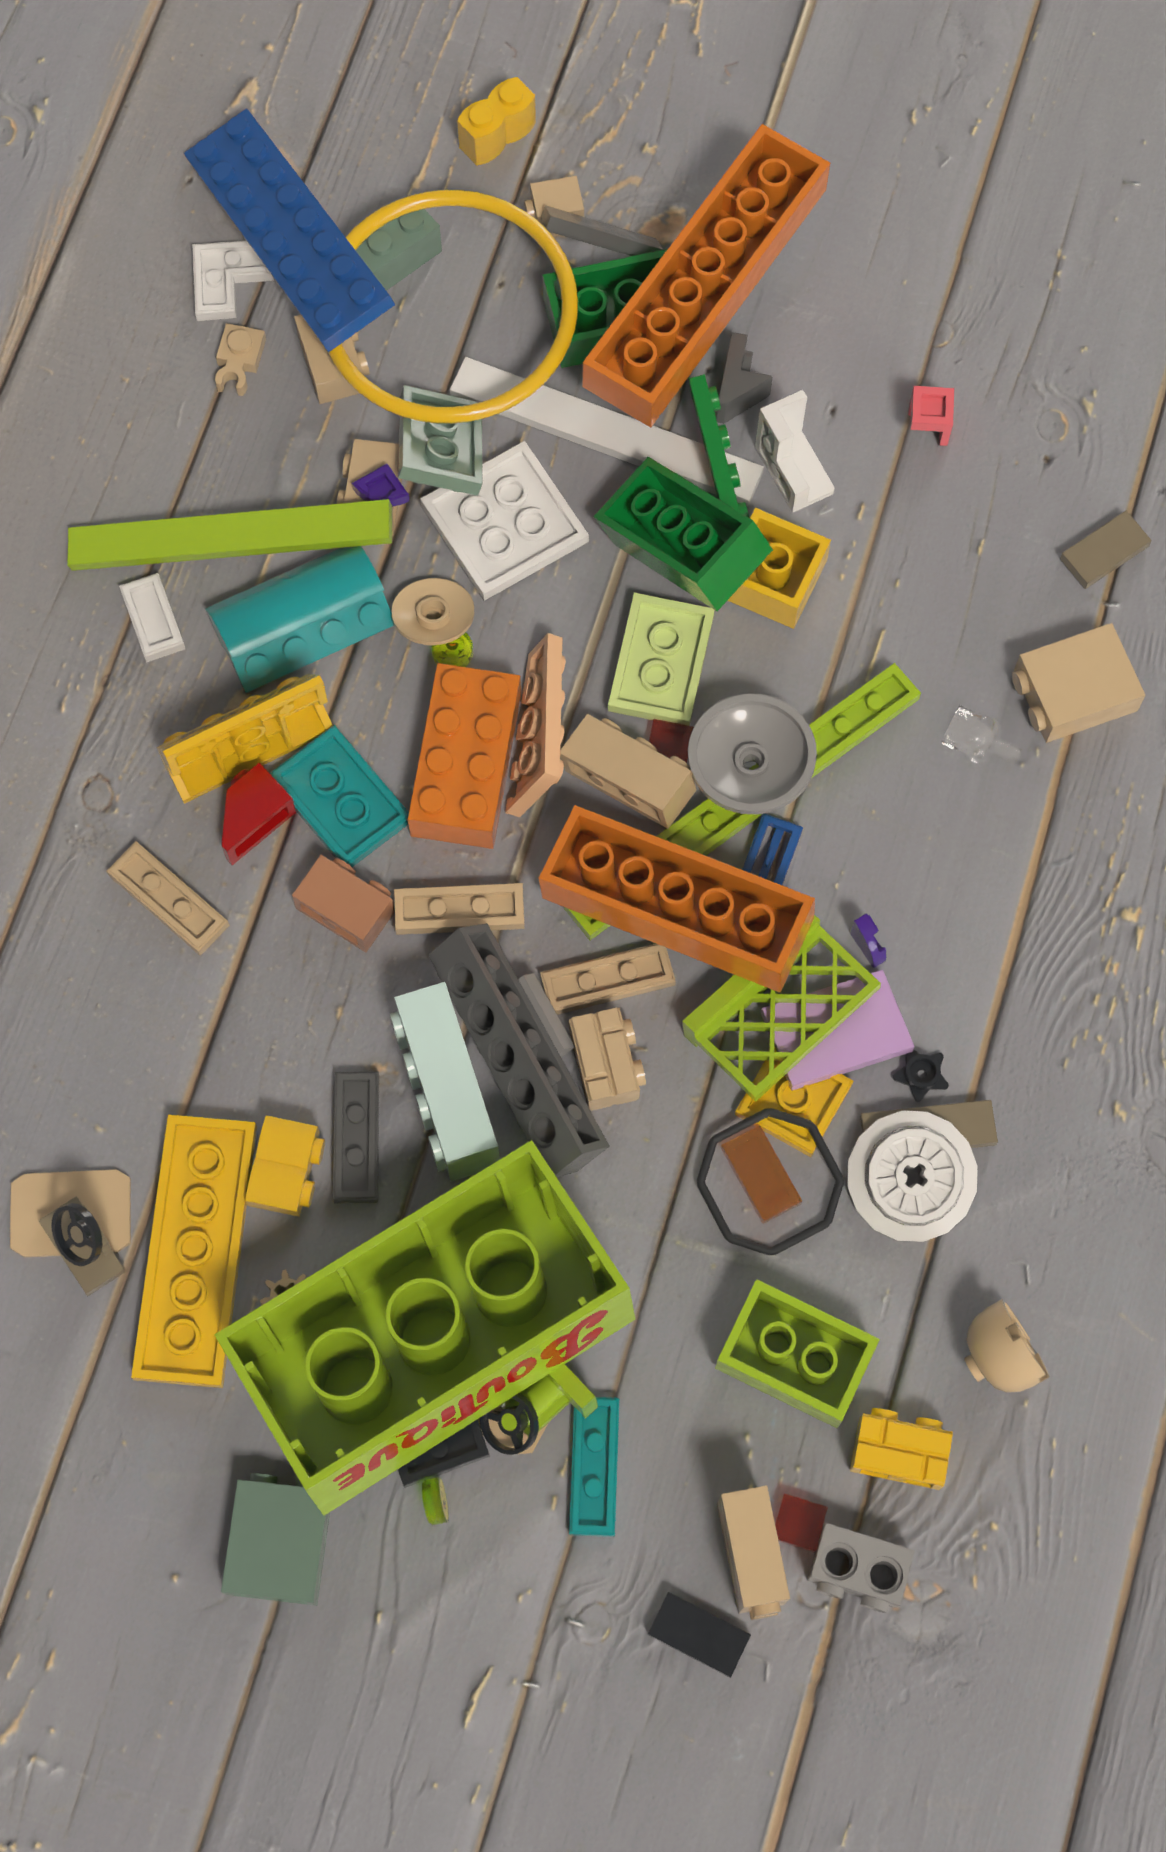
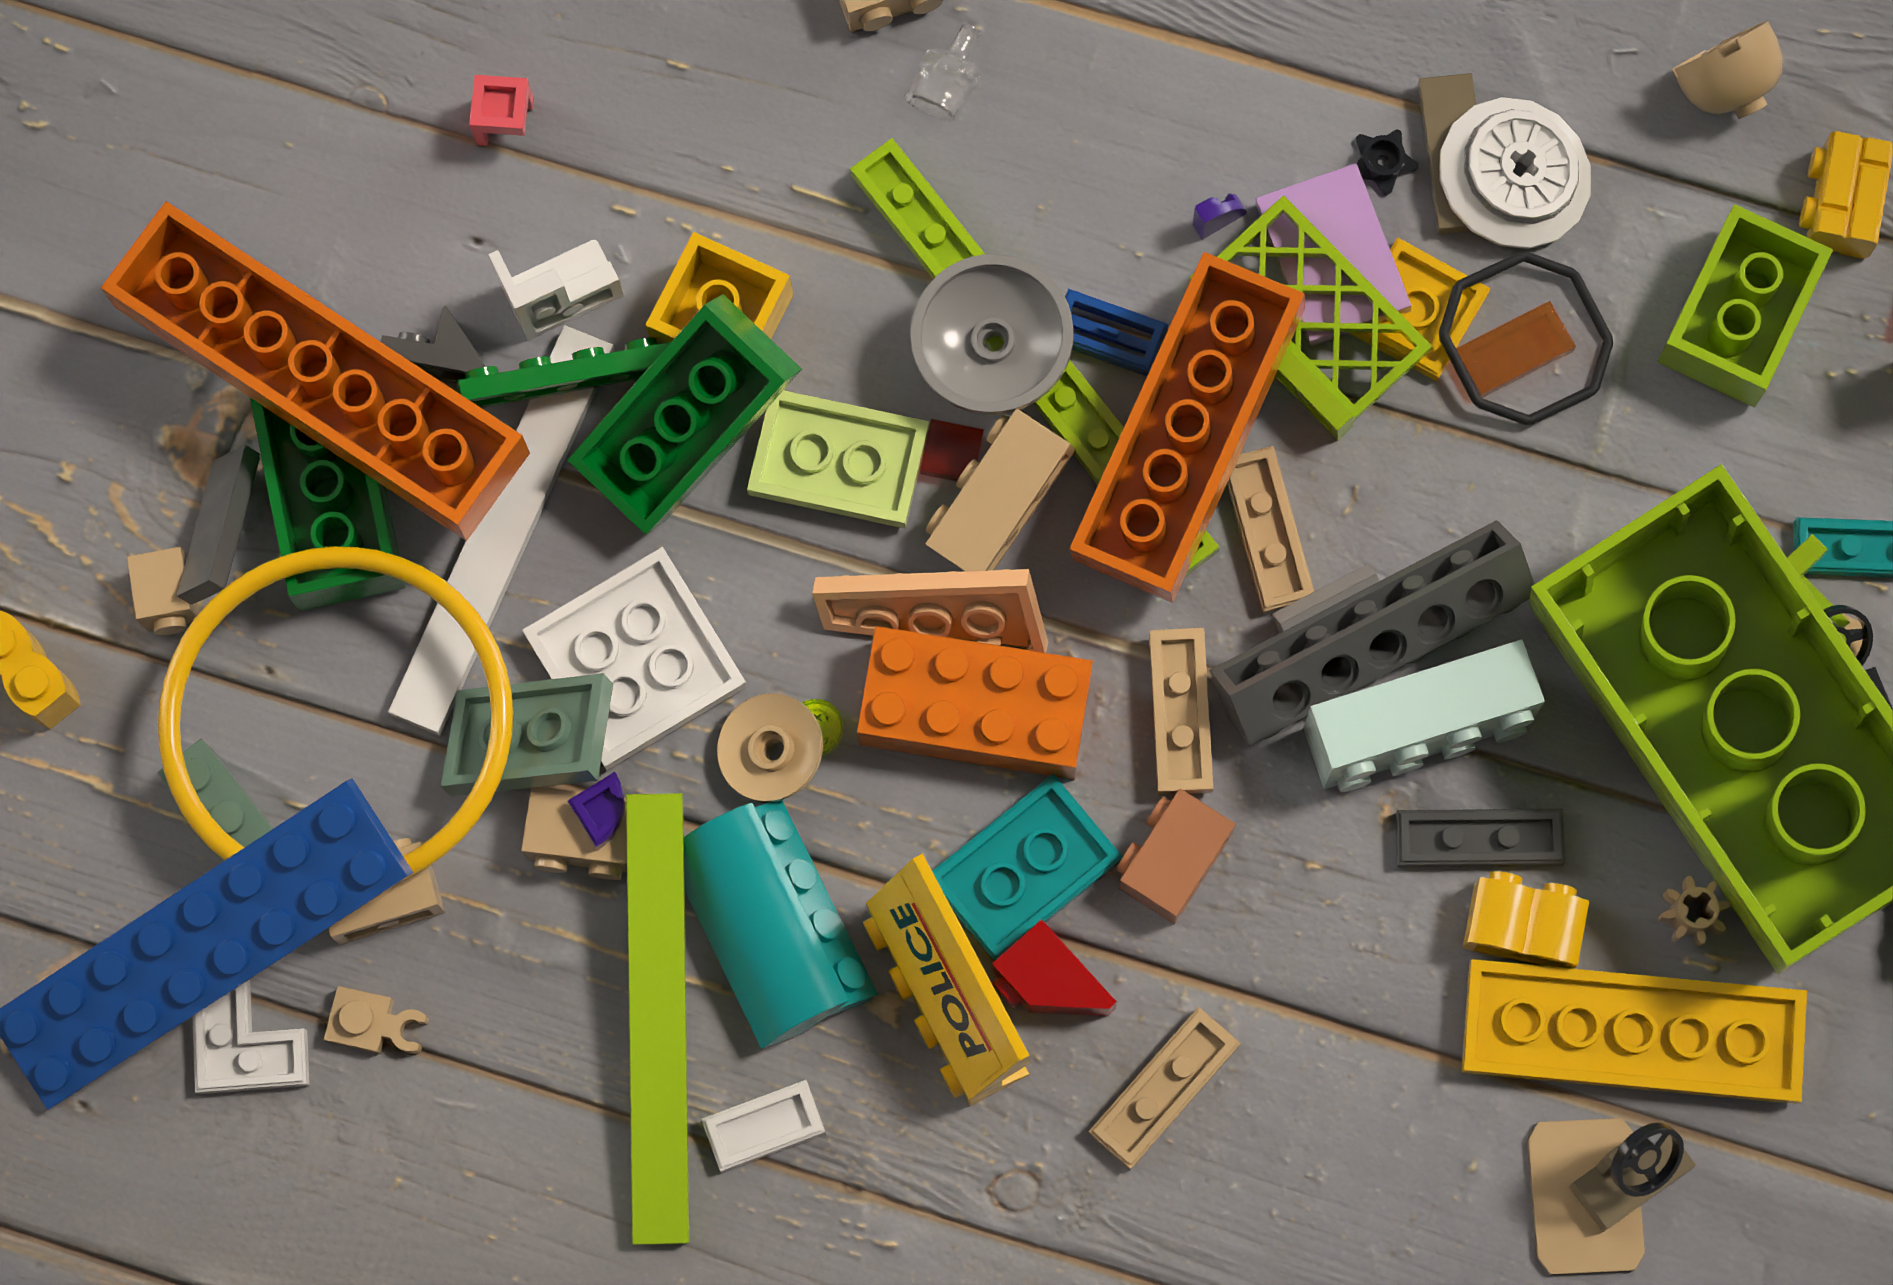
camera: 85 degrees left, 5 degrees up
(606, 1059) = (1378, 528): tan brick -> none

